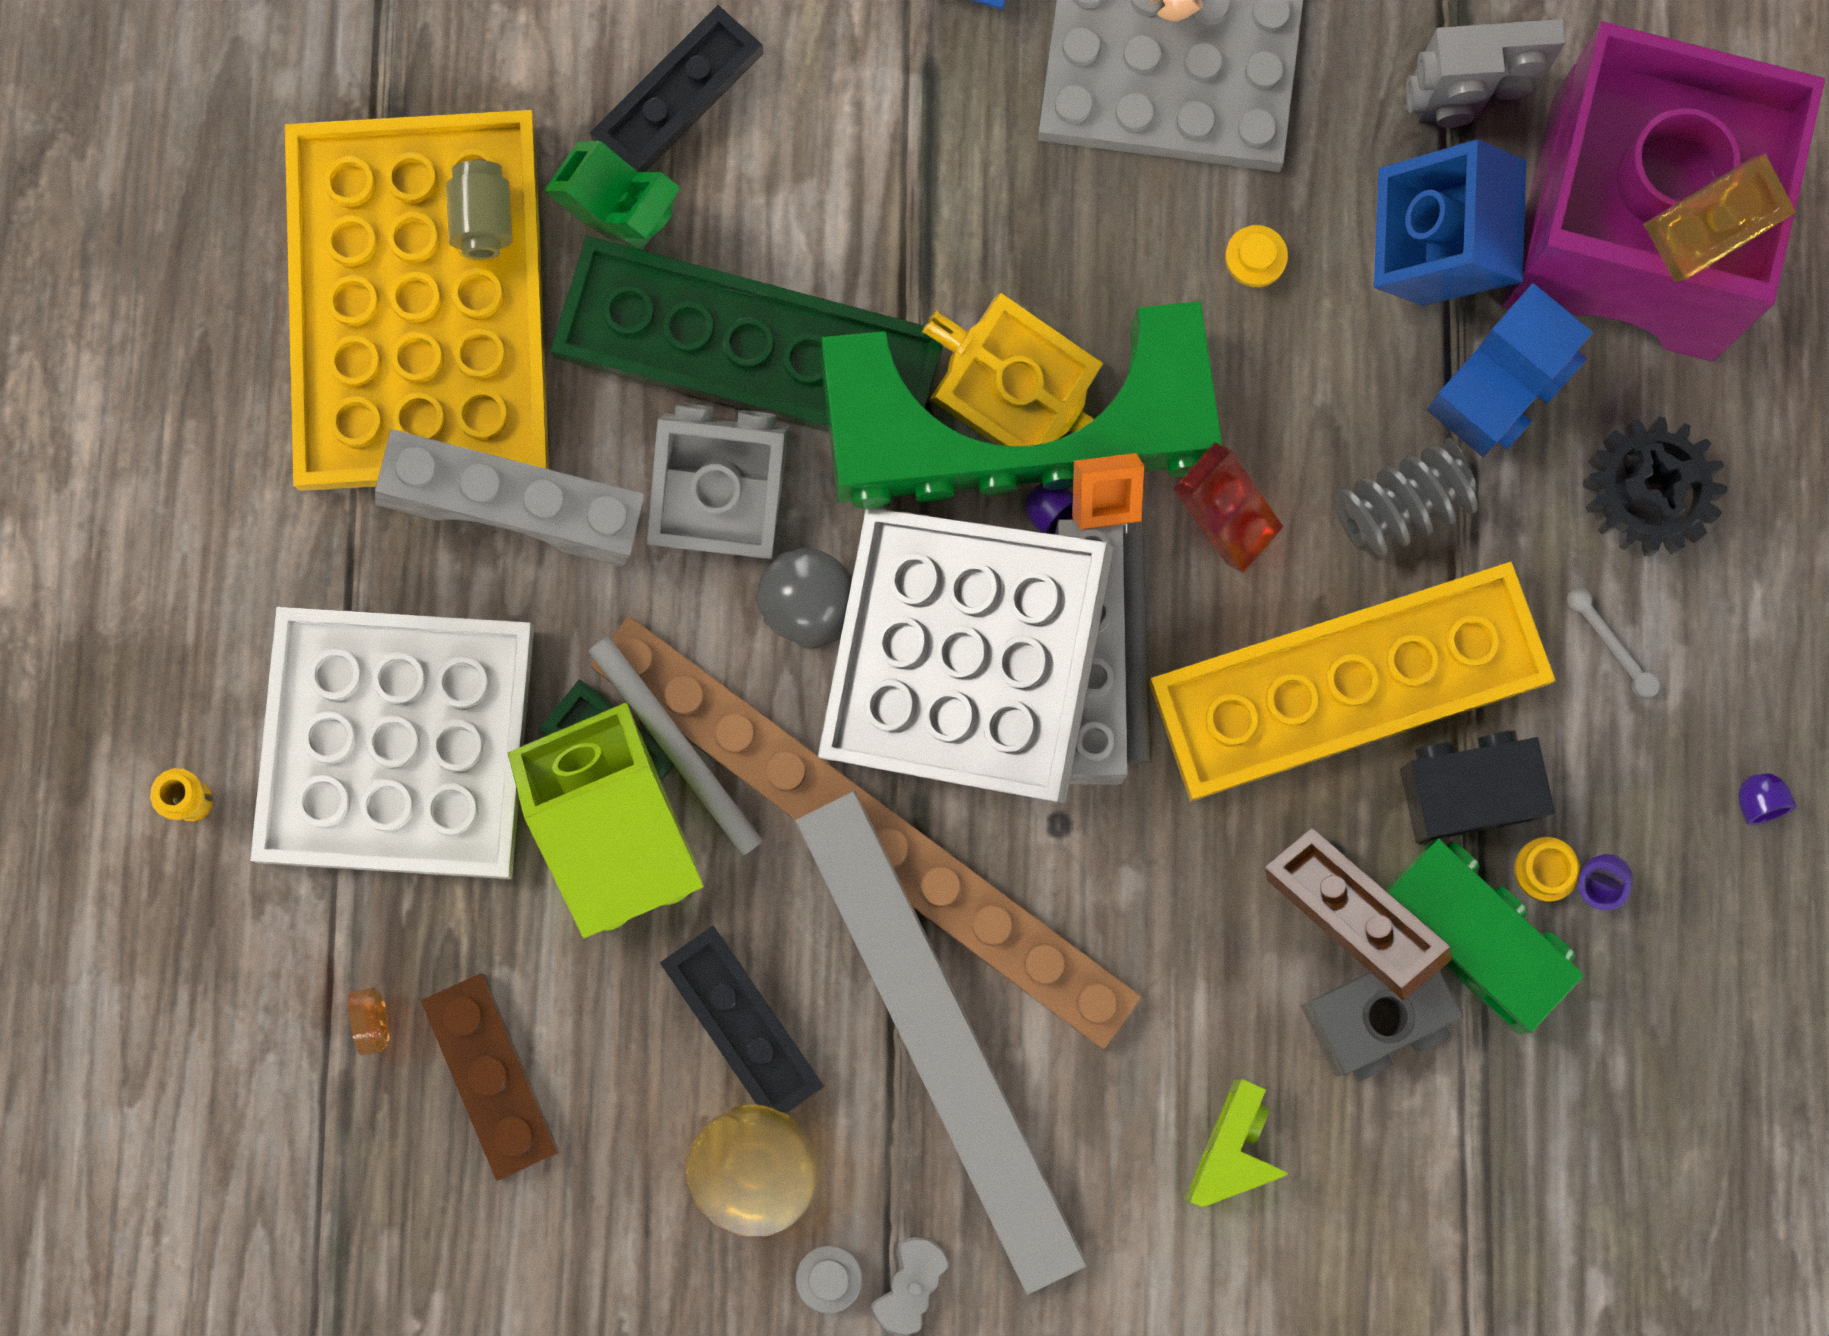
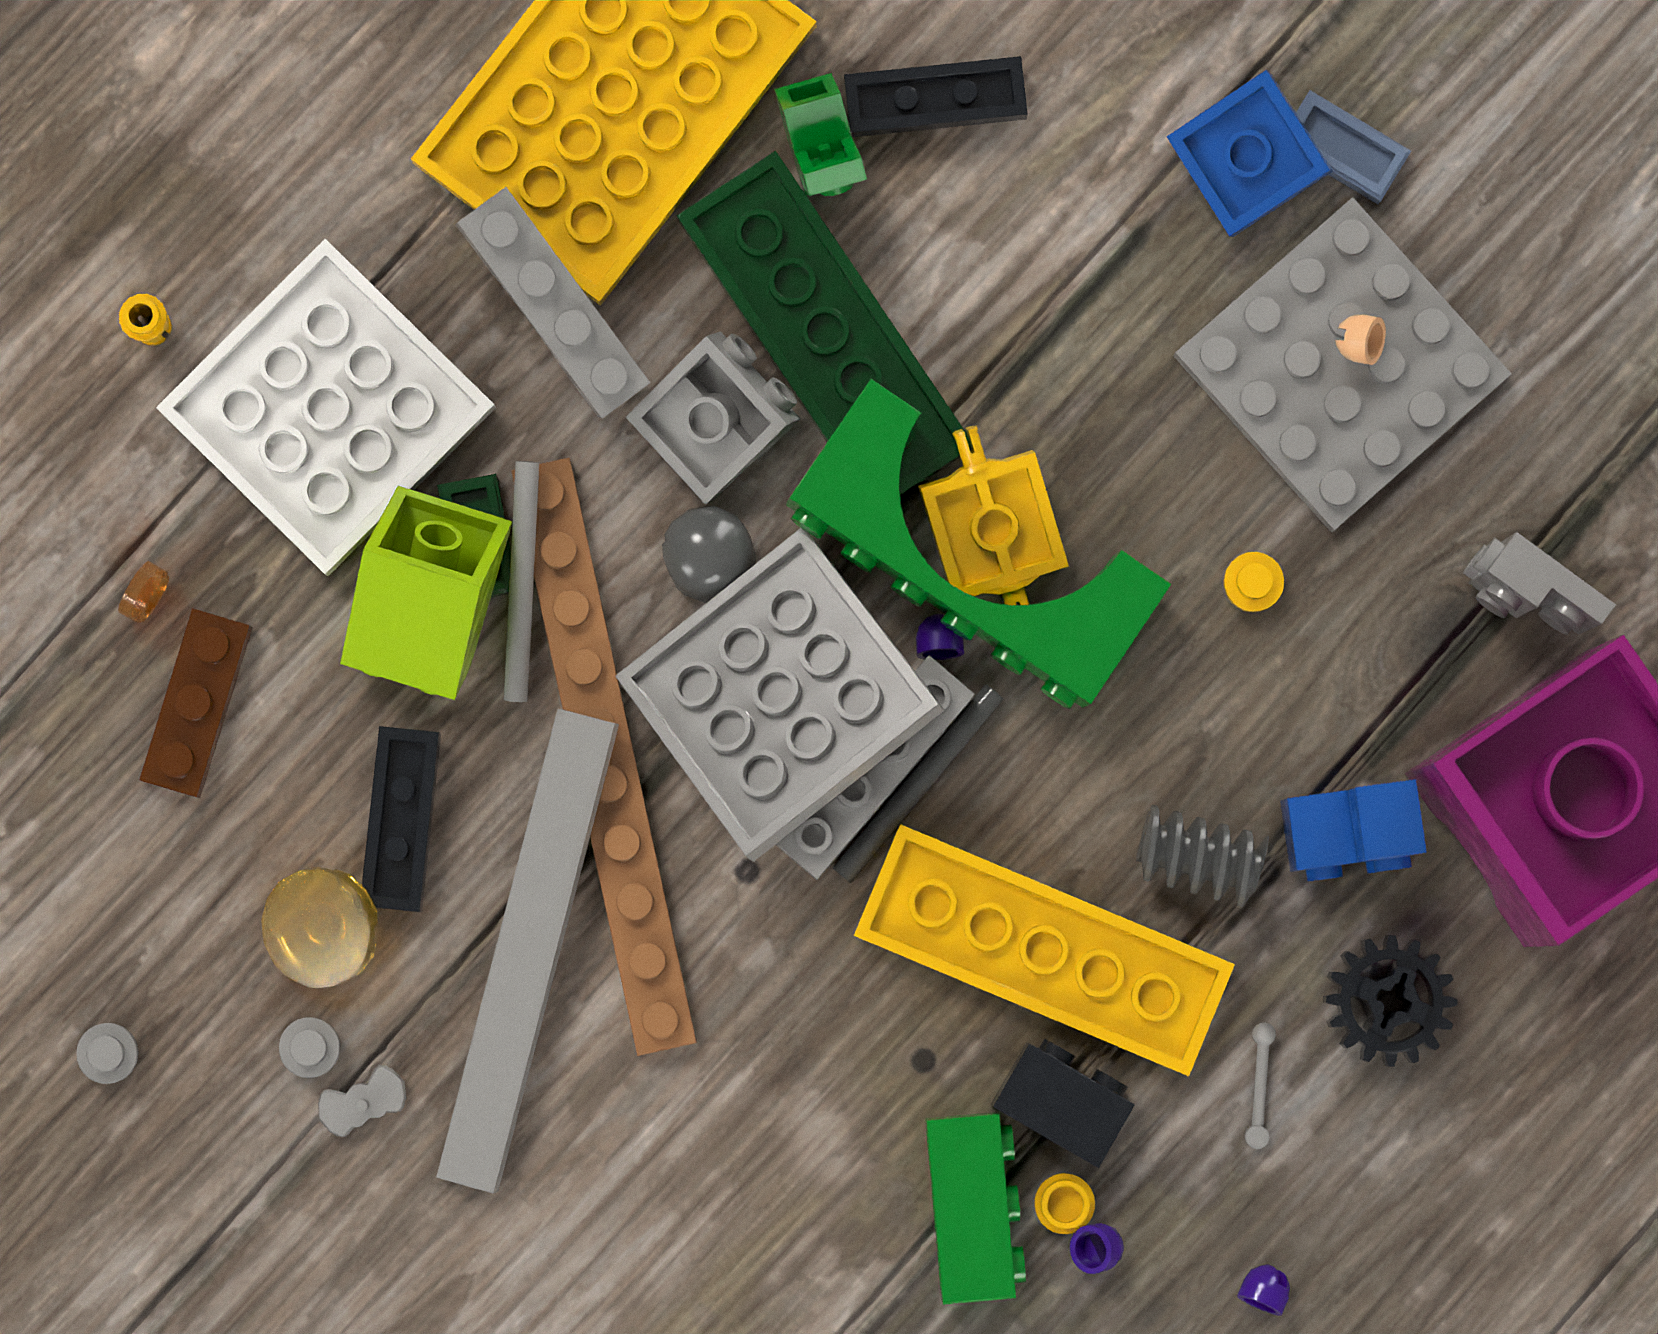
camera: 40 degrees right, 5 degrees up
(478, 209) = (710, 69): olive brick -> none
(1108, 491) = (978, 665): orange plate -> none
(1223, 1166) = (649, 1210): lime slope -> none
(1228, 507) = (1062, 750): clear red plate -> none
(1352, 1044) = (891, 1194): dark grey brick -> none
(1358, 914) = (895, 1116): plate -> none
(1450, 223) = (1407, 682): blue brick -> none
(1719, 218) = (1571, 851): clear yellow plate -> none

